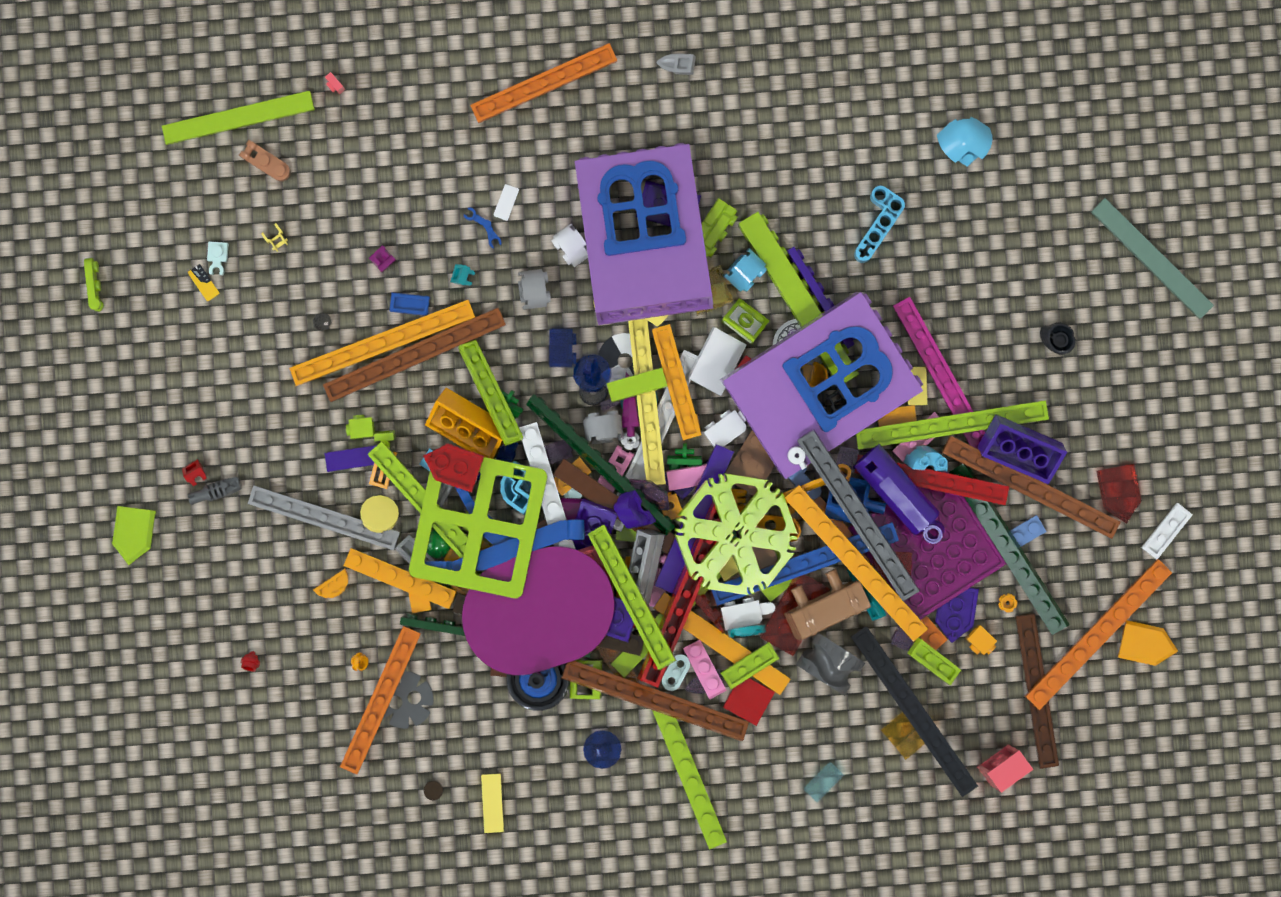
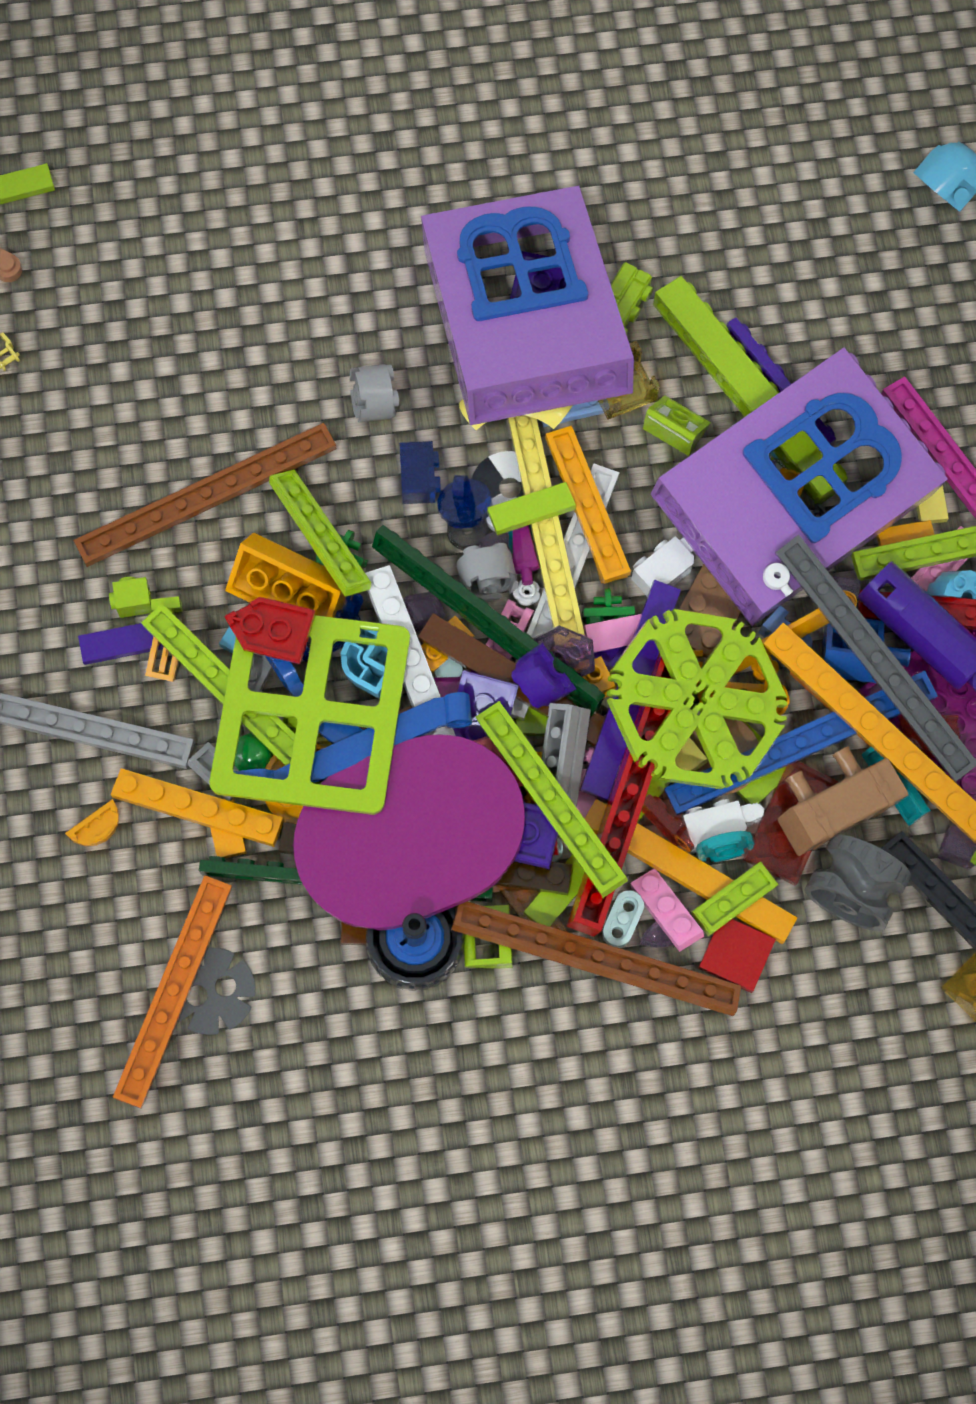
camera: 10 degrees left, 15 degrees down
(322, 321) = (71, 459): clear smoke tile -> none
(333, 84) = (81, 152): coral plate -> none
(359, 662) = (139, 935): light orange plate -> none
(379, 513) = (162, 715): light yellow tile -> none
(382, 259) = (155, 372): magenta tile -> none
(382, 343) = (155, 481): light orange plate -> none
(409, 304) = (196, 429): blue tile -> none
(433, 790) = (261, 1126): dark brown tile -> none
(460, 275) = (267, 384): teal tile -> none
(486, 224) = (301, 319): blue piece -> none
(492, 803) = (355, 1140): light yellow tile -> none
(506, 202) = (327, 291): white sticker -> none
(544, 83) = (369, 138): orange plate -> none
(572, 245) = (425, 338): white cylinder -> none
(602, 749) = (520, 1044): clear blue tile -> none
(678, 63) = (553, 105): light grey plate -> none
(691, 780) = (660, 1080): lime plate -> none
(716, 360) = (637, 473): white tile -> none
(745, 270) = (671, 352): medium azure brick -> none
(823, 781) = (864, 1071): clear light blue tile -> none
(877, 228) = (849, 293): medium azure beam -> none

